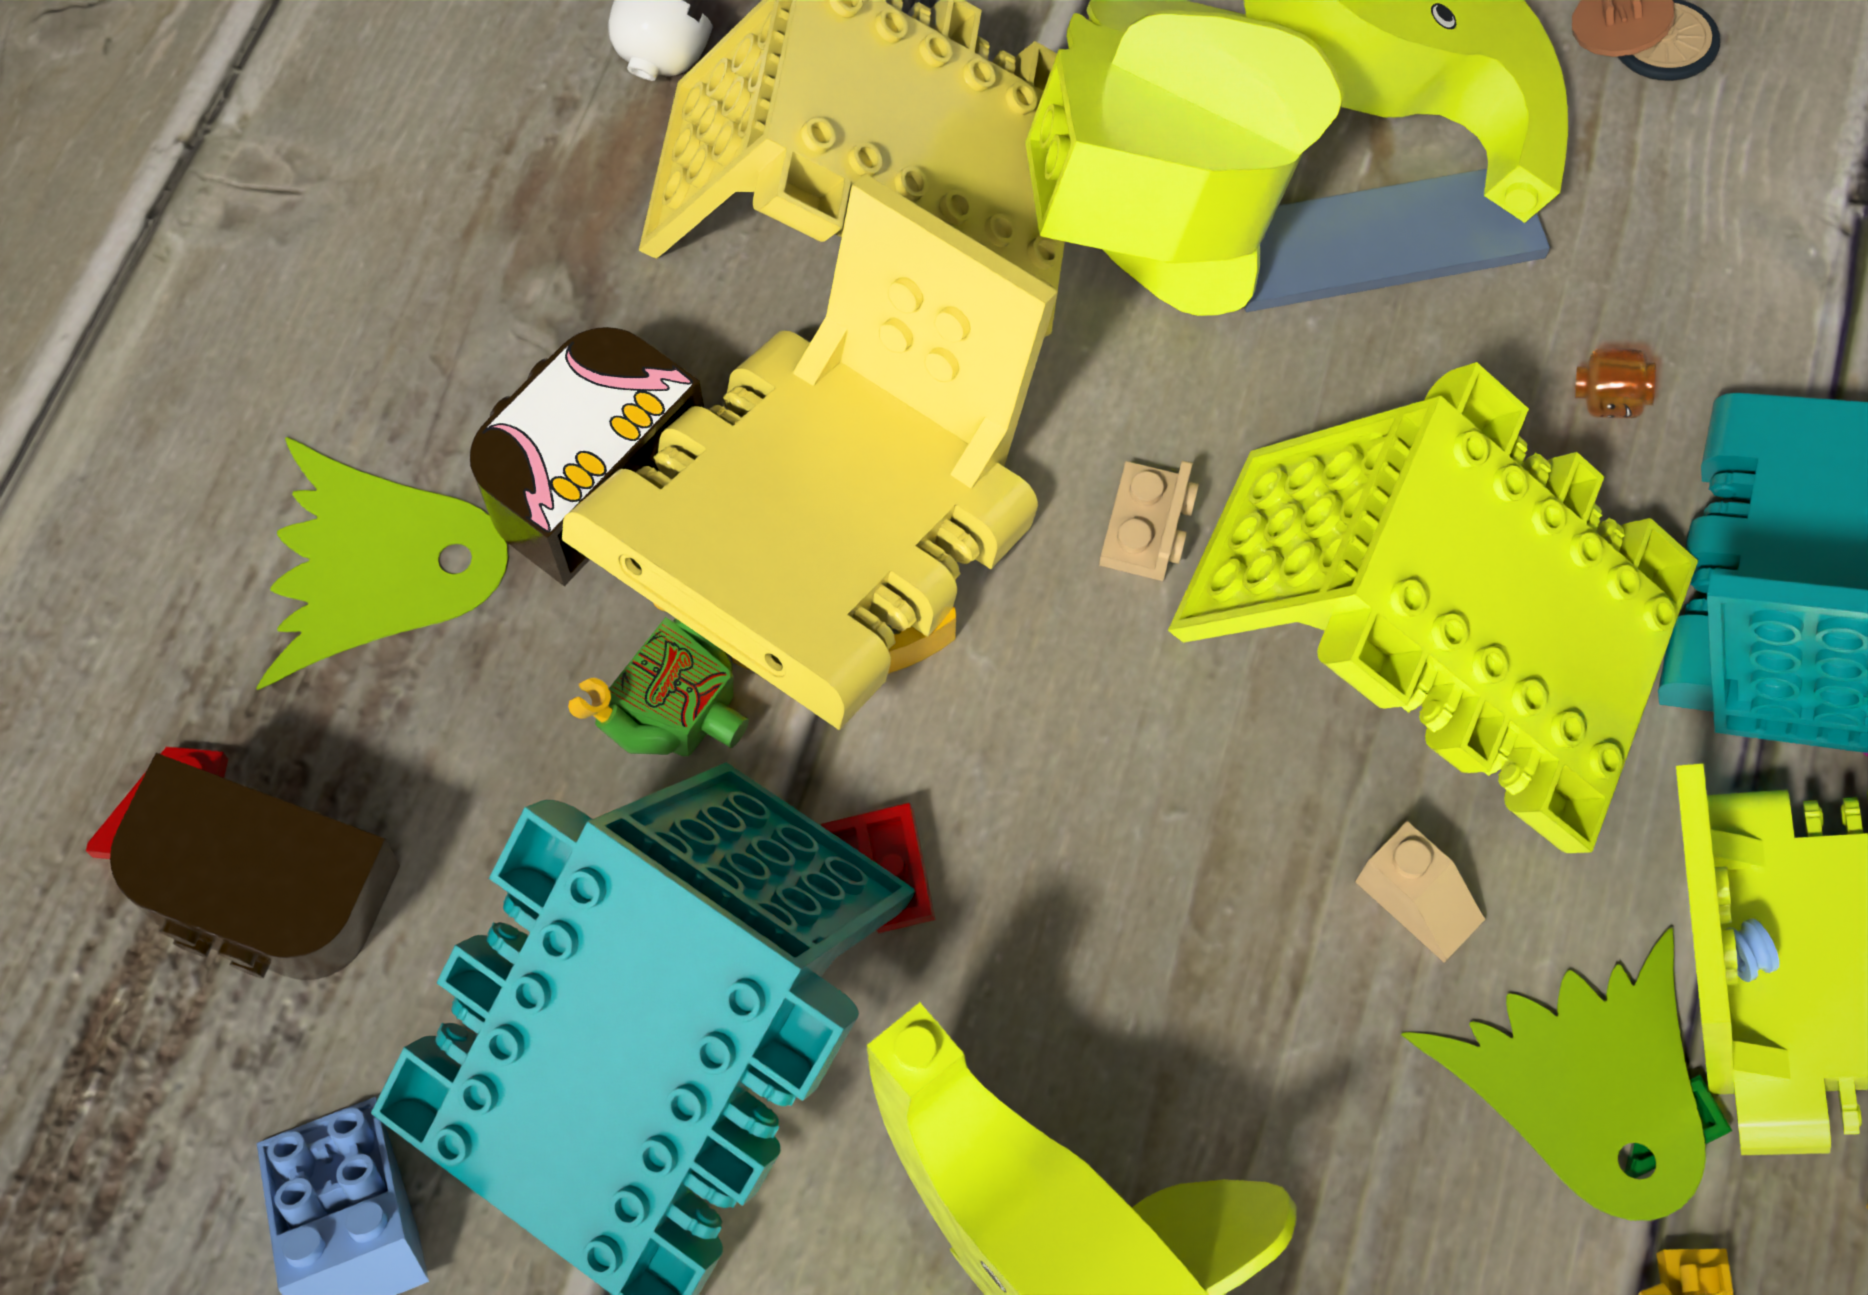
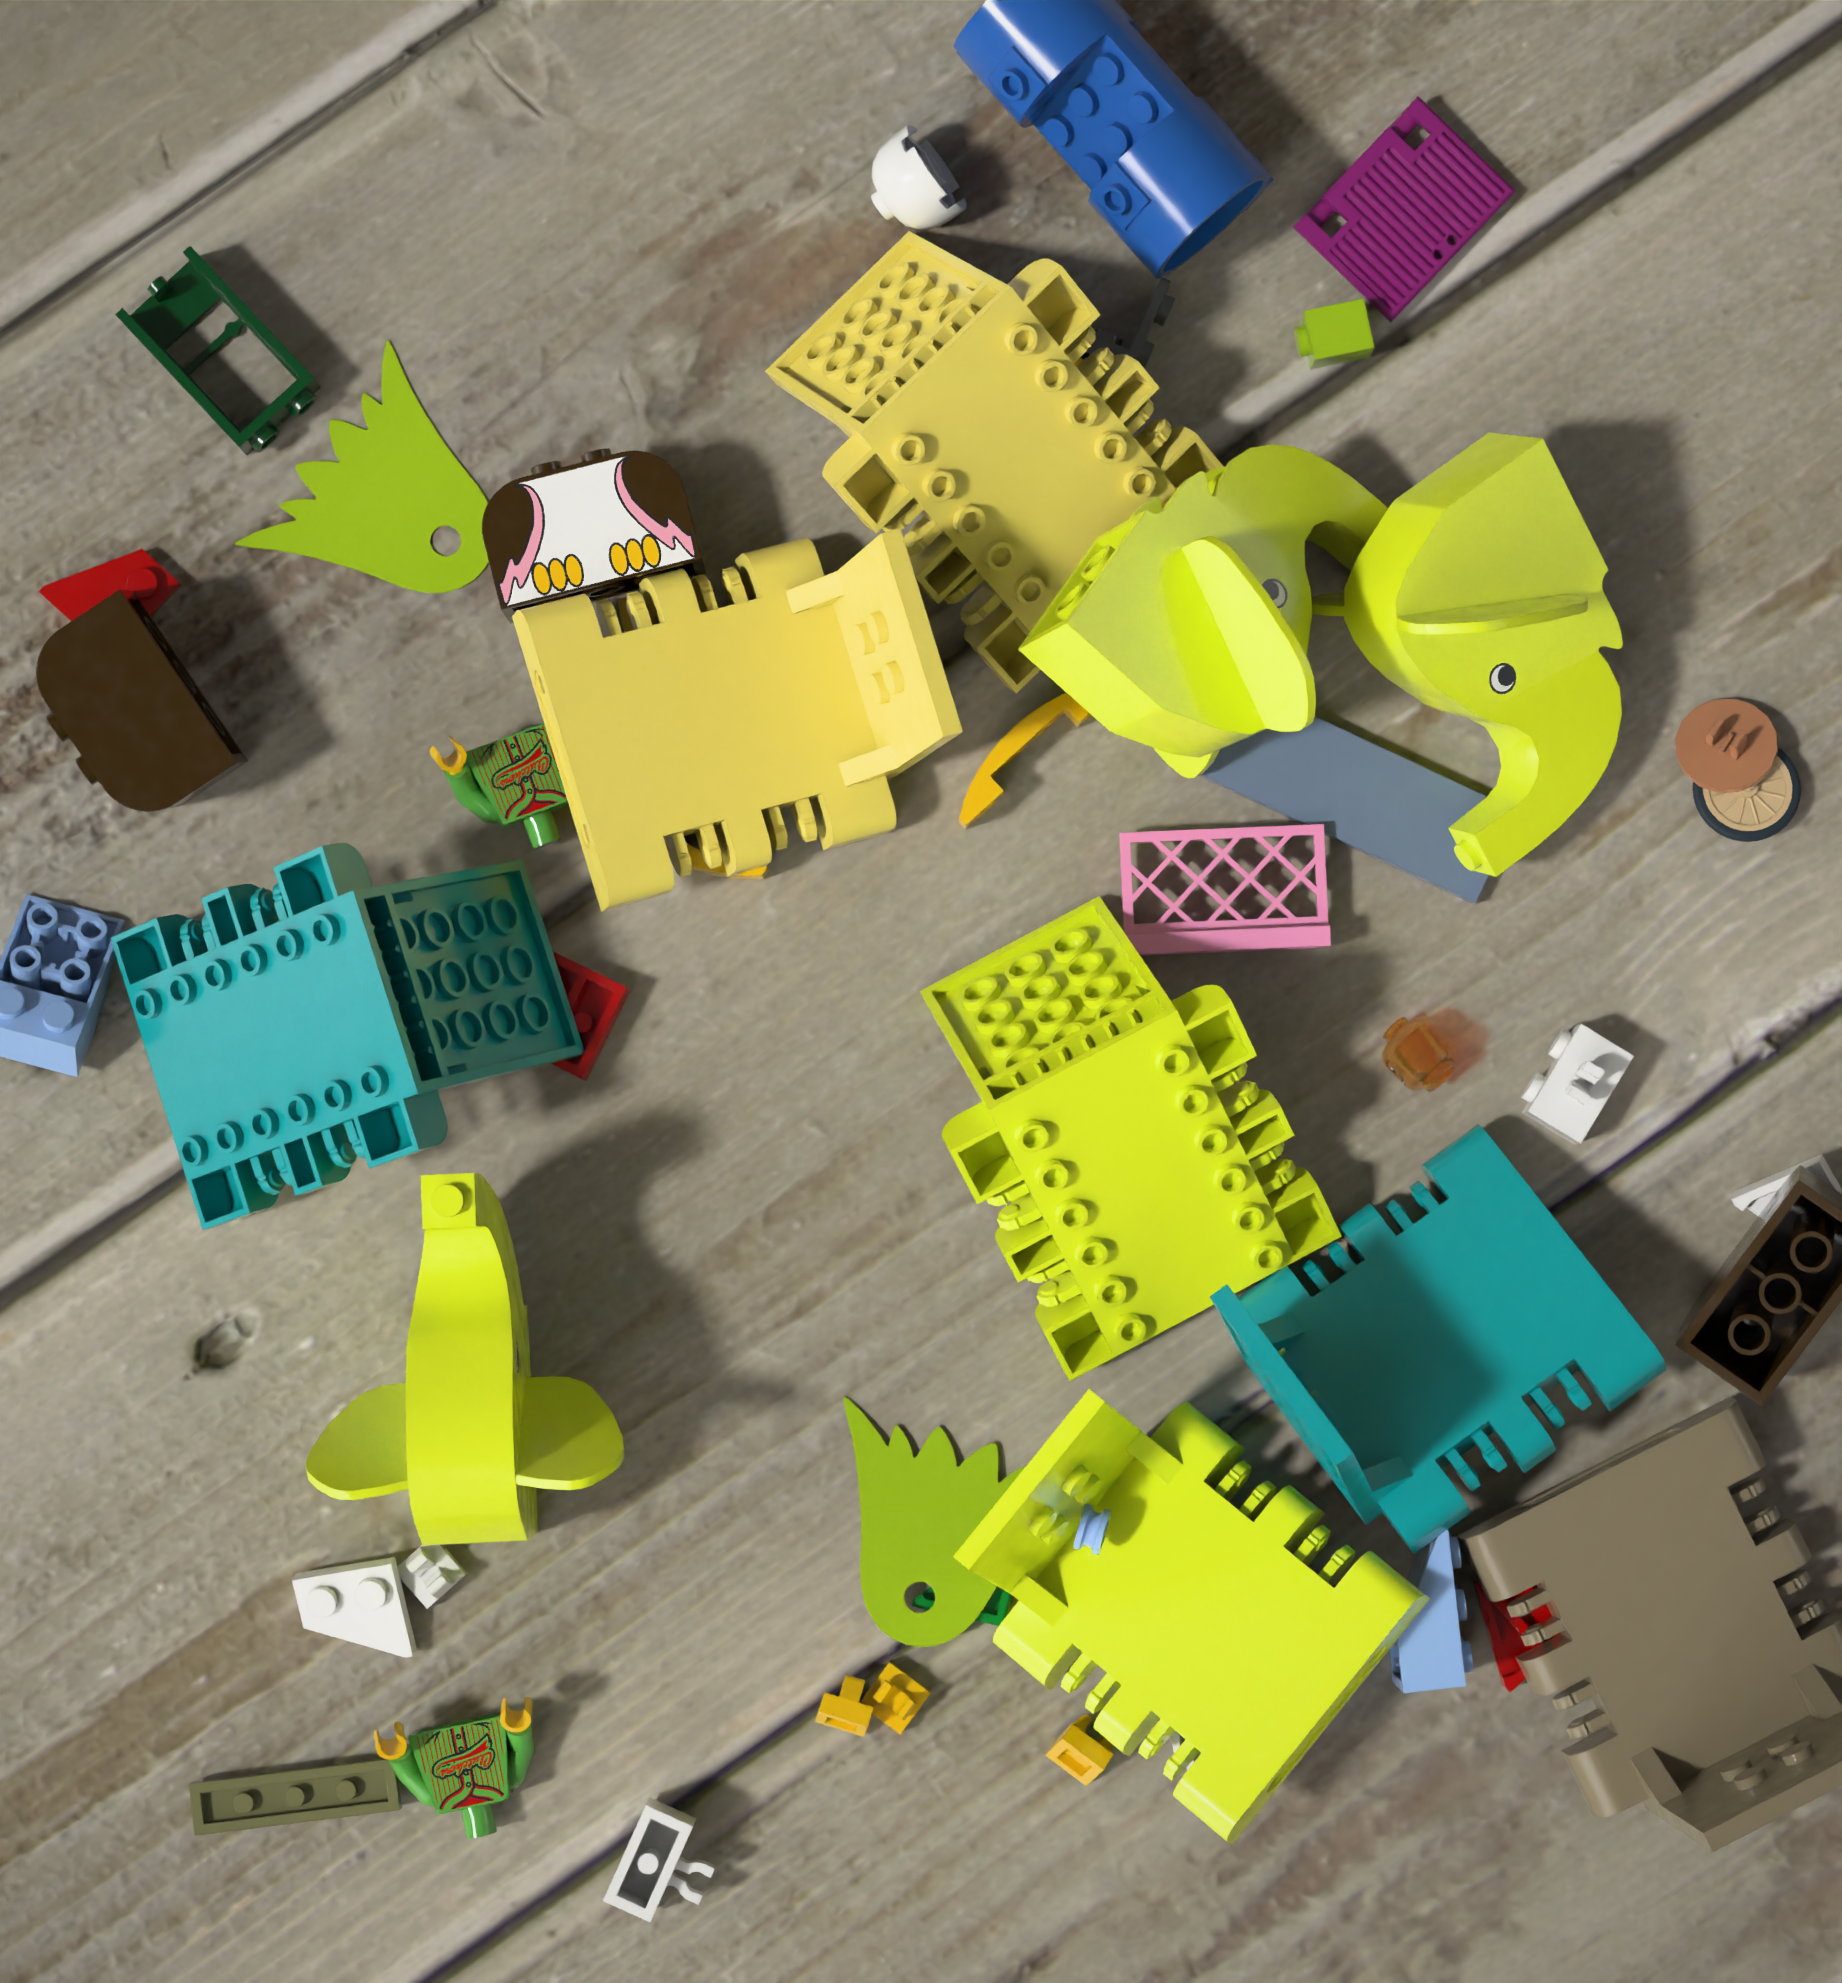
camera: 40 degrees right, 20 degrees up
(75, 509) = (176, 308): none -> dark green door
(1100, 323) = (983, 789): none -> yellow slope
(1146, 518) = (975, 893): tan bracket -> none
(1403, 387) = (1226, 935): none -> bright pink fence
(1422, 891) = (933, 1319): tan slope -> none
(1756, 320) = (1576, 1082): none -> white brick

